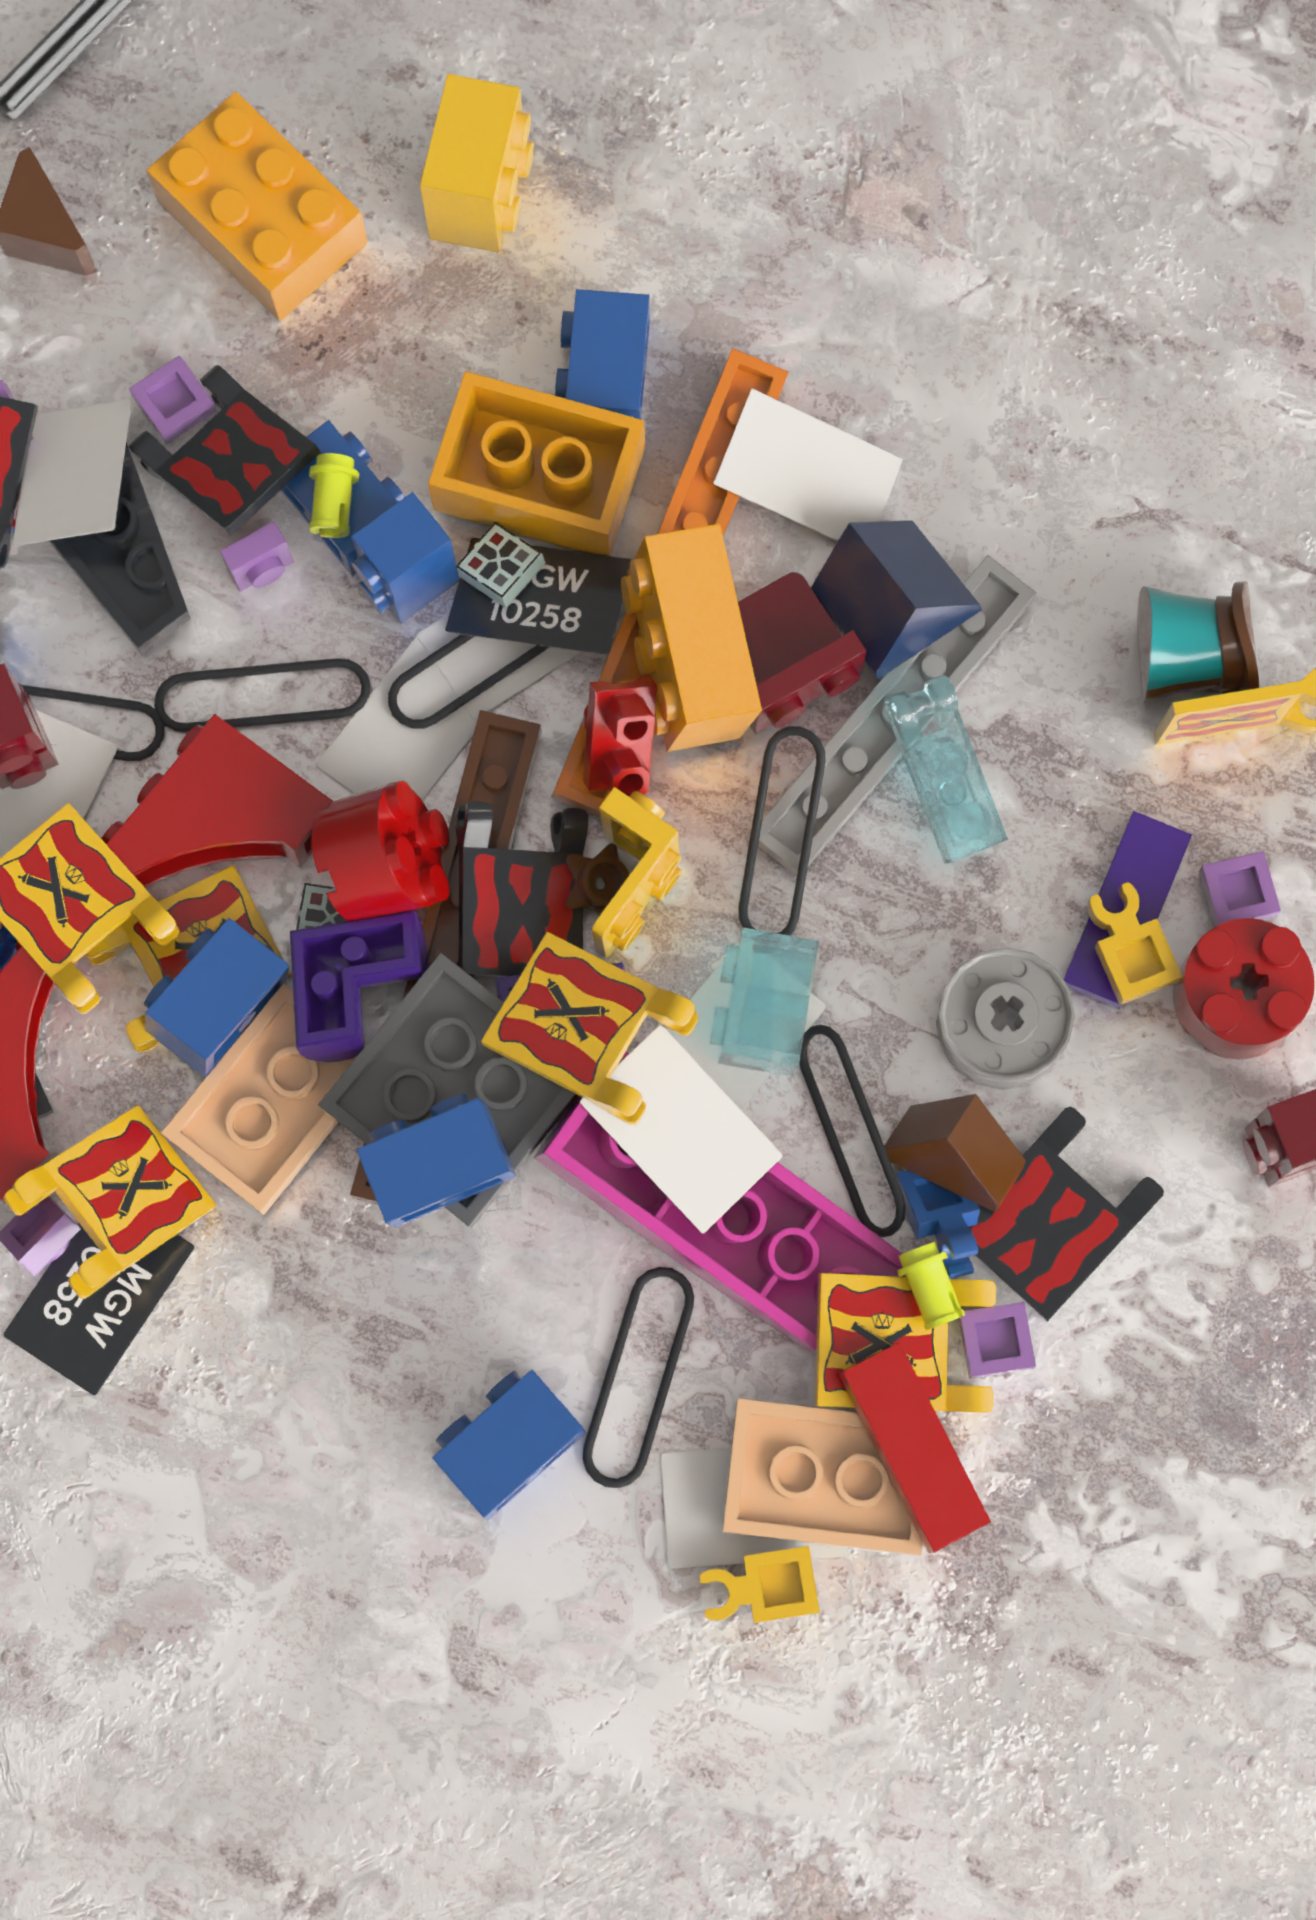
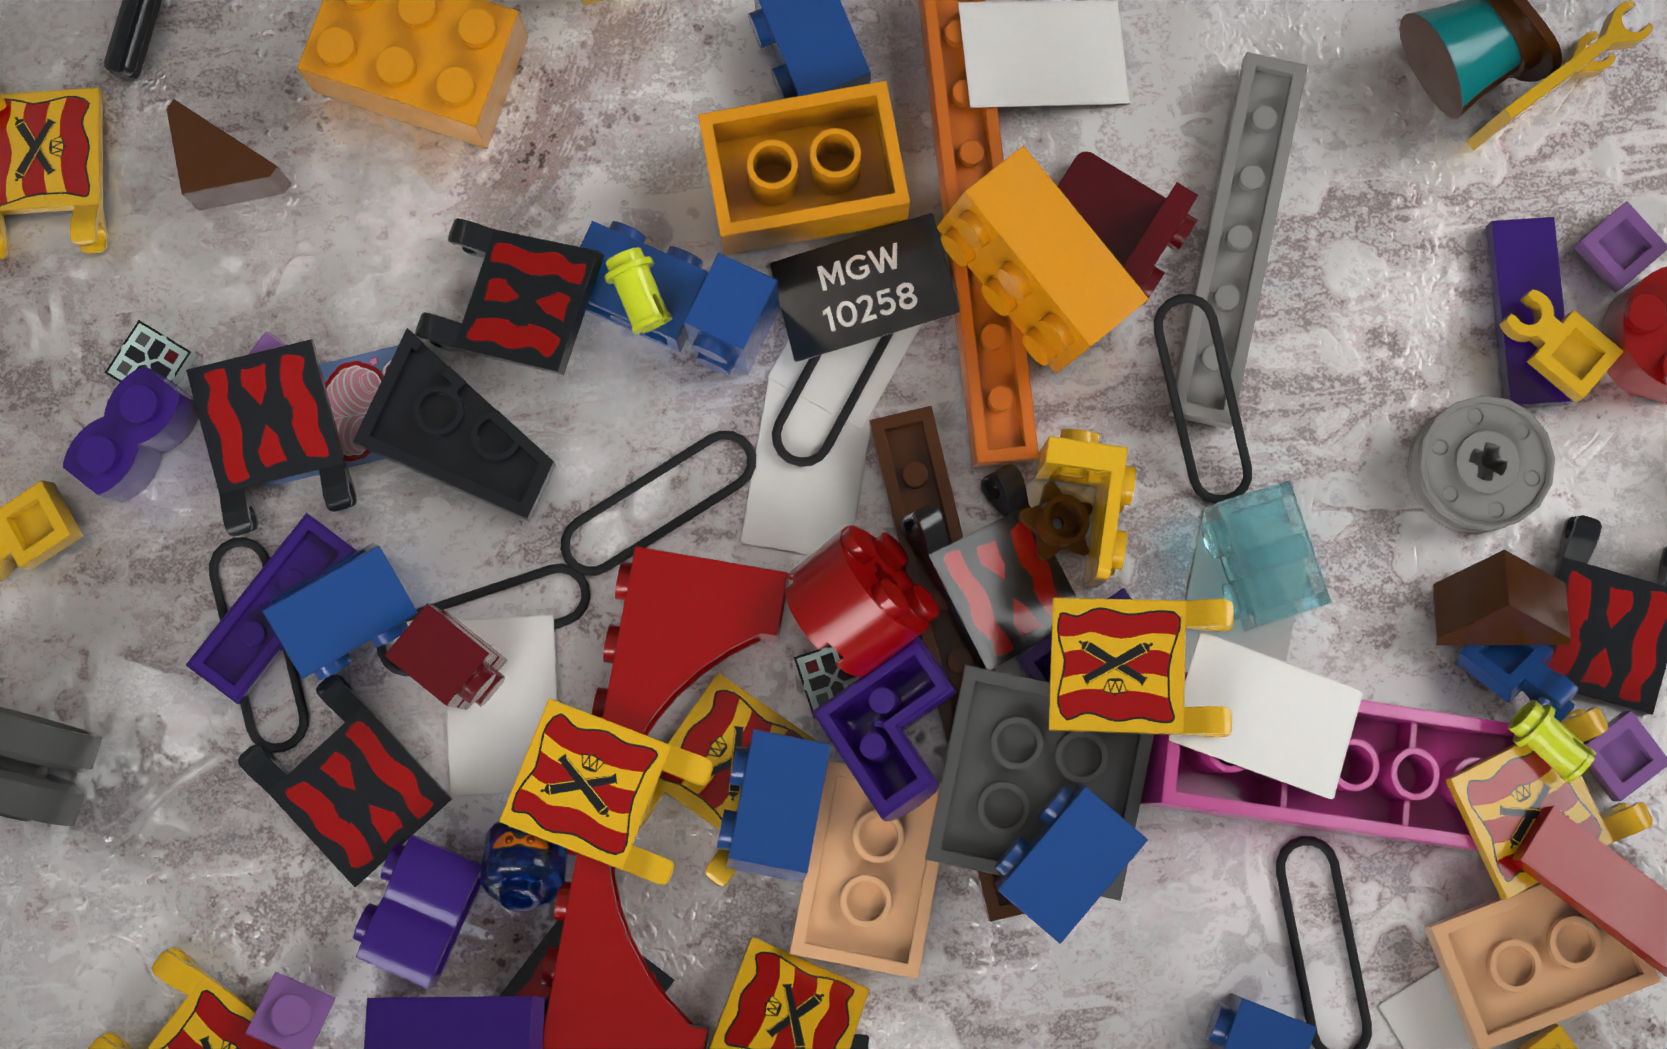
camera: 30 degrees left, 5 degrees up
(73, 472) = (380, 386): white sticker -> none
(172, 399) = (431, 270): medium lavender plate -> none
(258, 557) = (591, 380): medium lavender plate -> none
(500, 564) = (815, 276): light aqua tile -> none
(619, 735) = (1019, 385): red hips -> none
(869, 1122) = (1421, 625): black piece -> none
(891, 591) = (1181, 128): dark blue slope -> none
(945, 770) = (1313, 267): clear light blue plate -> none

